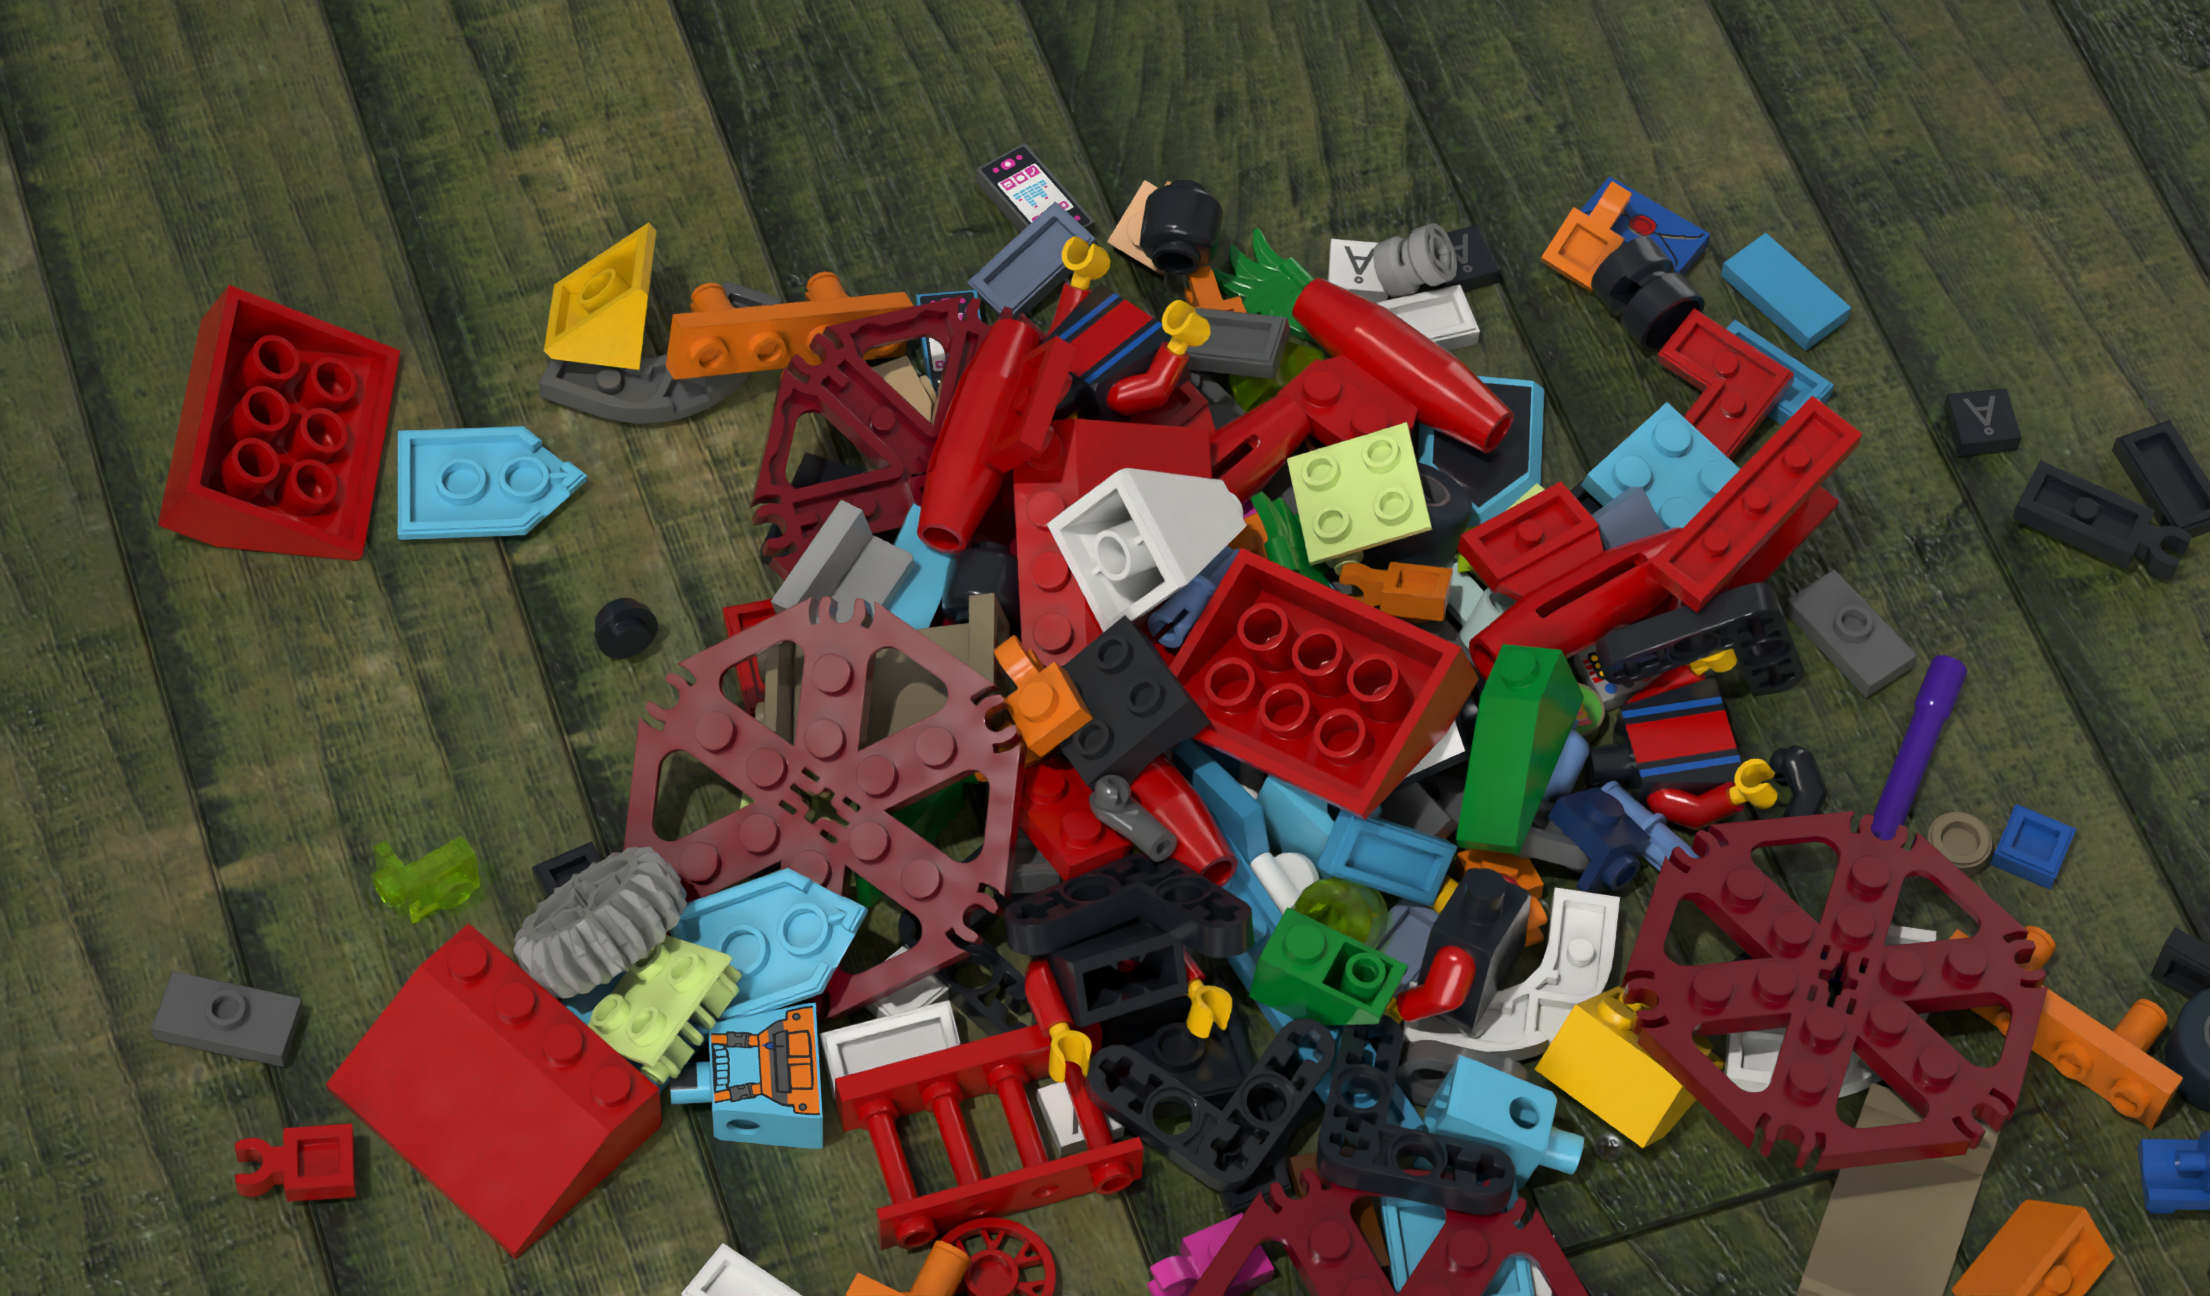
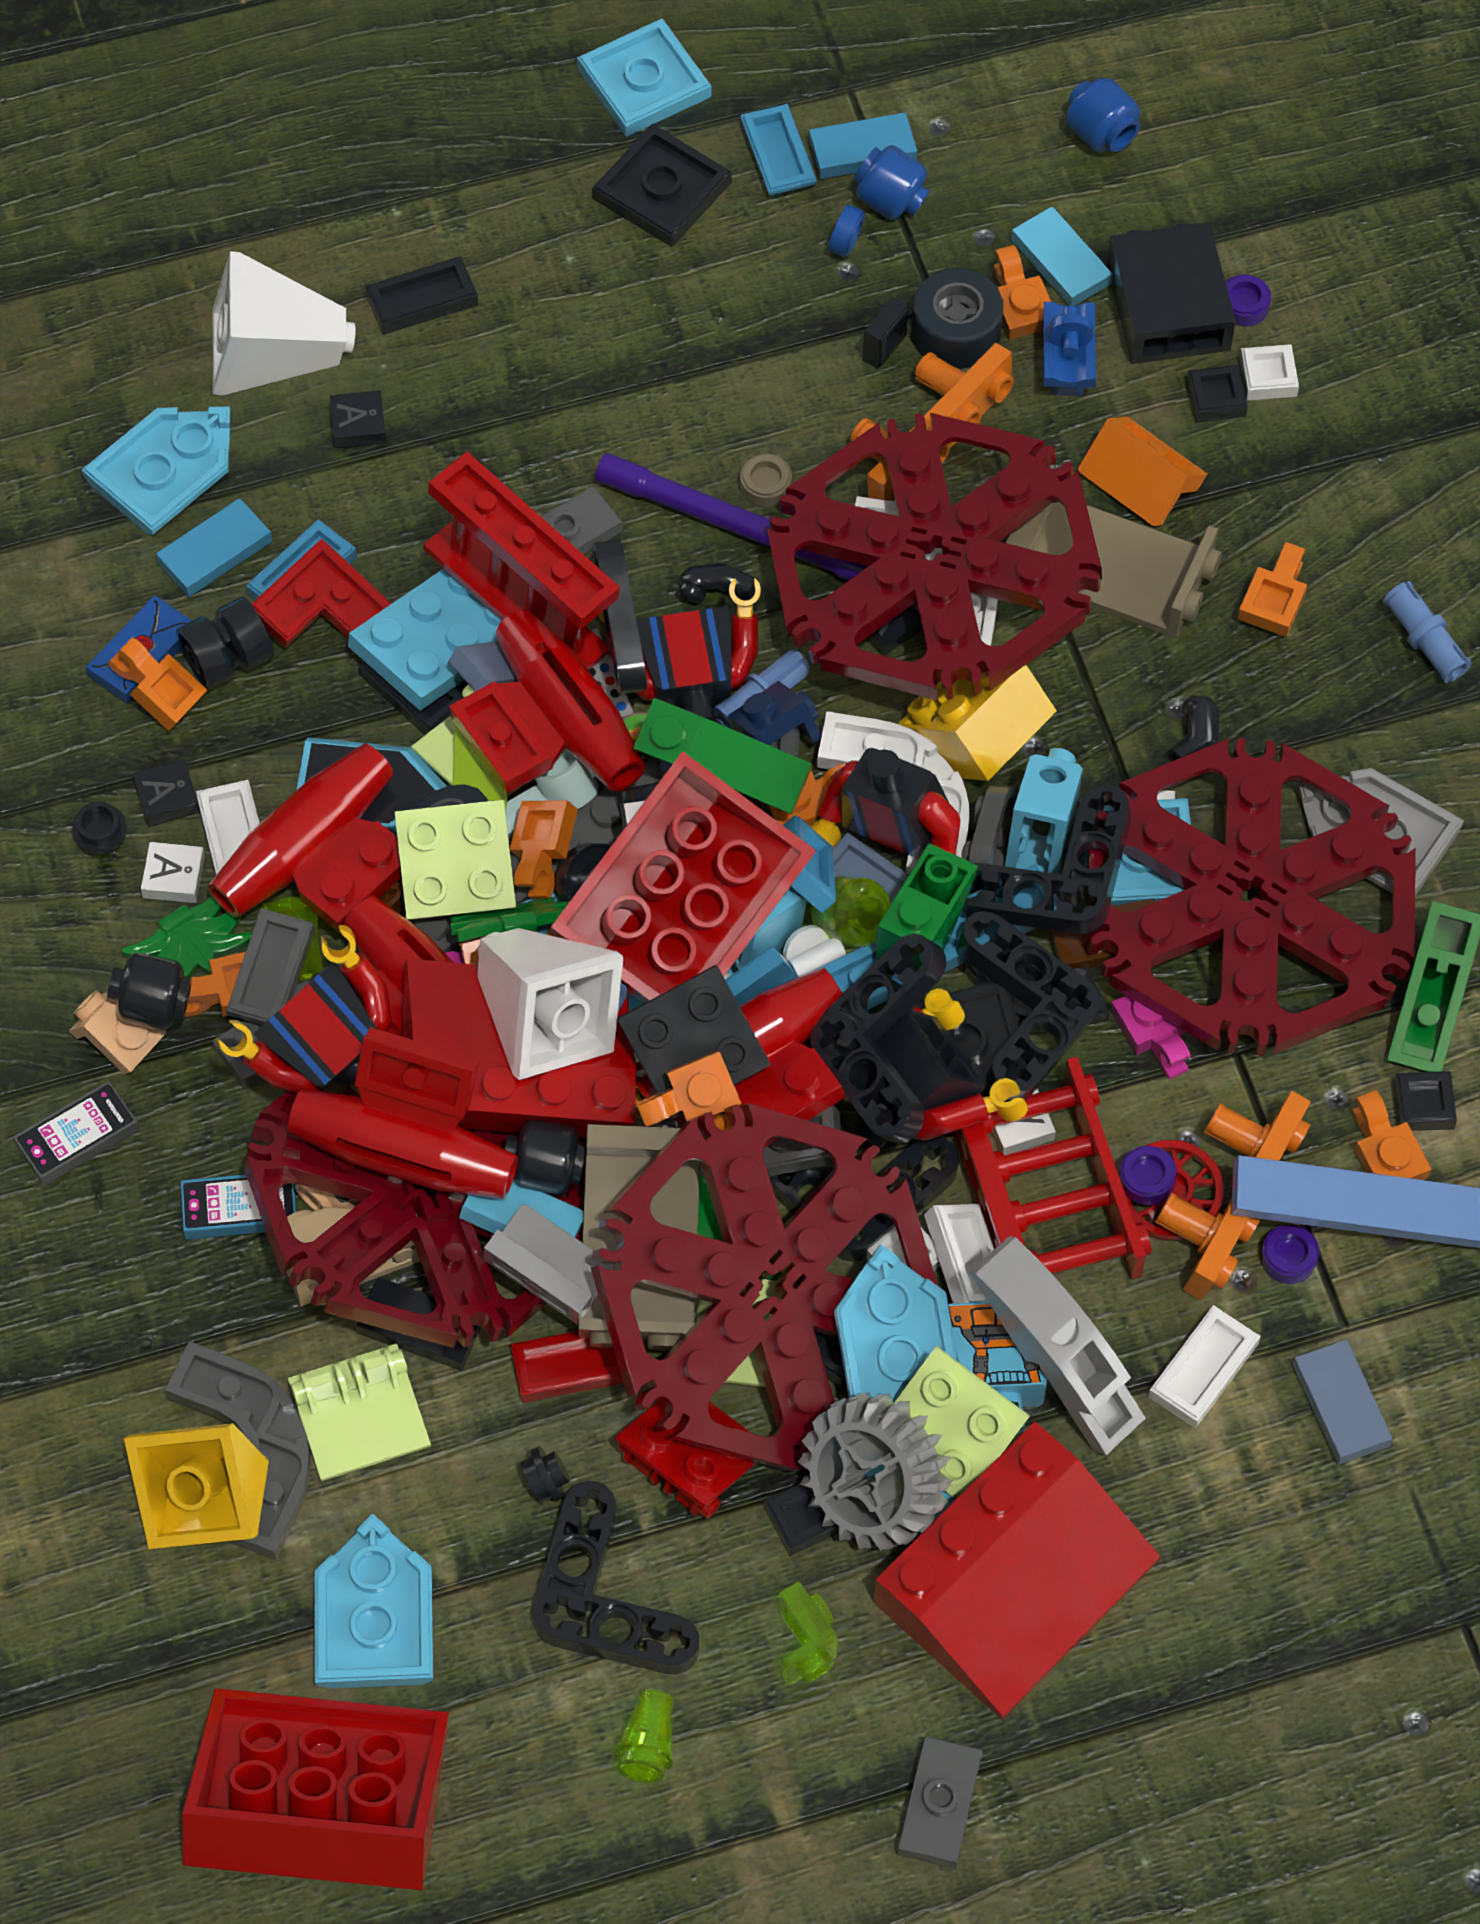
camera: 85 degrees left, 5 degrees up
(310, 1164) = (1086, 1720): red plate -> none
(316, 730) = (647, 1740): none -> clear neon green cone
(488, 670) = (579, 1595): none -> black beam
(607, 763) = (693, 1470): none -> red hinge
(702, 459) = (359, 1412): none -> yellowish green hinge
(746, 1105) = (1062, 1341): none -> light grey slope
(766, 337) = (252, 1339): orange plate -> none
(1001, 1242) = (1148, 1175): none -> dark purple tile
(1029, 264) = (157, 1131): sand blue tile -> none
(1124, 814) = (788, 1045): dark grey arm -> none
(1407, 200) = (99, 828): none -> black plate
(1410, 262) = (181, 817): light grey wheel -> none
(1892, 239) = (163, 464): none -> medium azure tile
(2033, 846) = (767, 428): blue tile -> none
(2079, 314) = (271, 328): none -> white slope
(2098, 521) = (464, 348): black plate -> none

